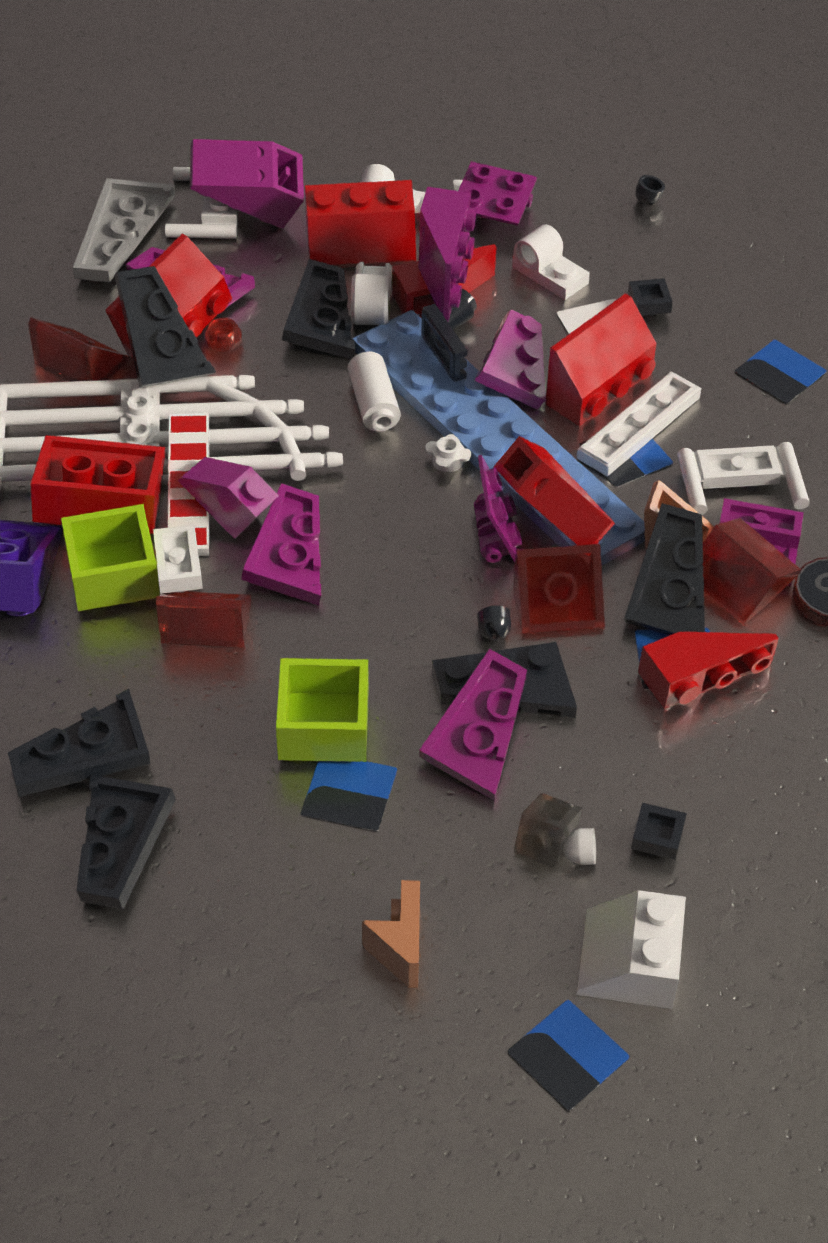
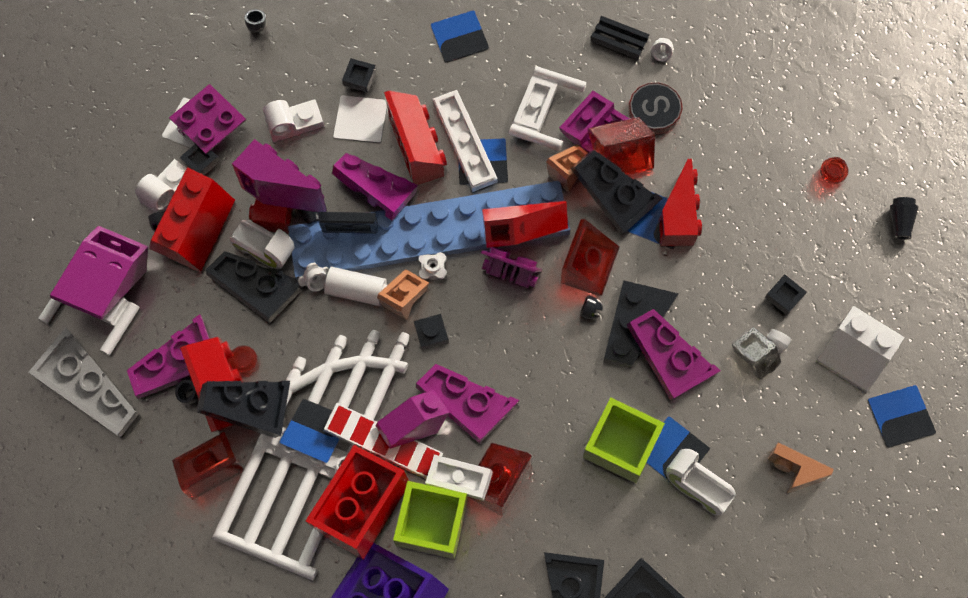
camera: 60 degrees left, 20 degrees up
(152, 412) = (307, 434): none -> blue sticker
(313, 816) = (699, 482): none -> white animal
(352, 345) = (314, 277): none -> white plate
(362, 484) = (431, 332): none -> black plate
(385, 426) = (402, 293): none -> nougat slope

